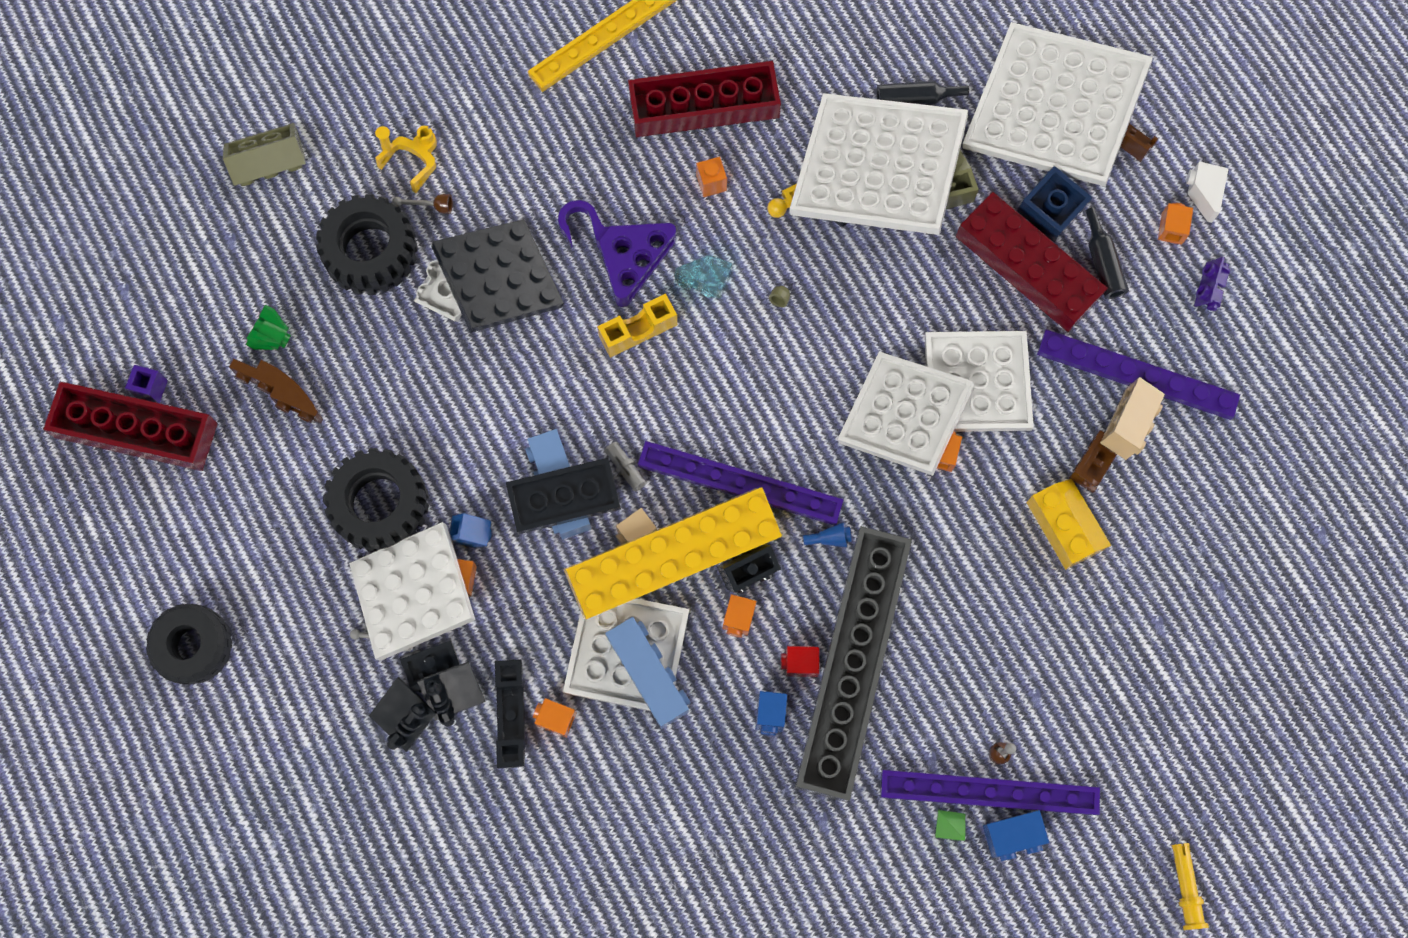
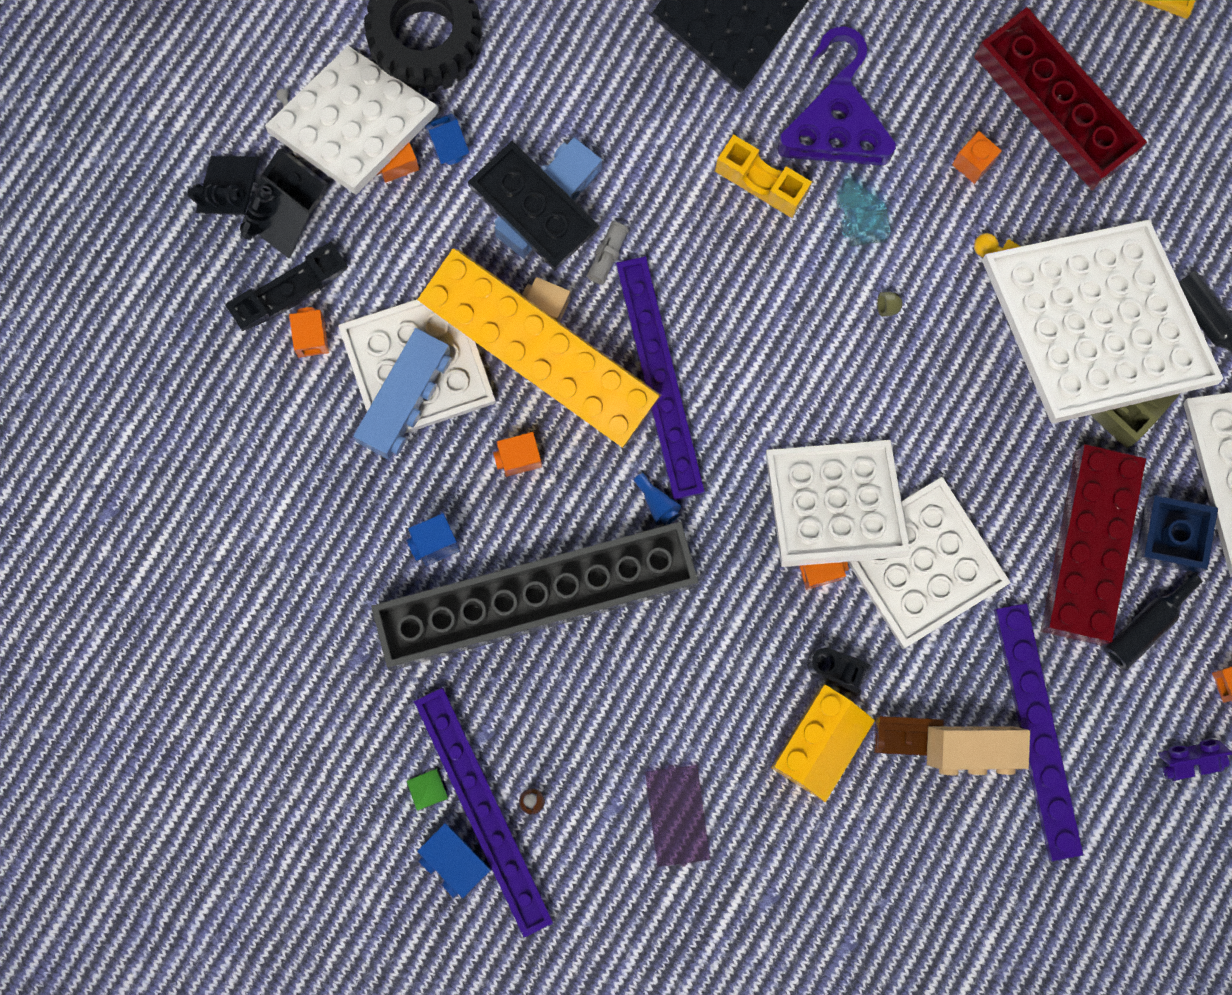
camera: 55 degrees right, 5 degrees up
(749, 568) = (571, 435): black brick -> none
(800, 661) = (507, 543): red brick -> none
(1026, 479) = (844, 672): none -> black piece
(1065, 655) = (677, 815): none -> clear purple piece

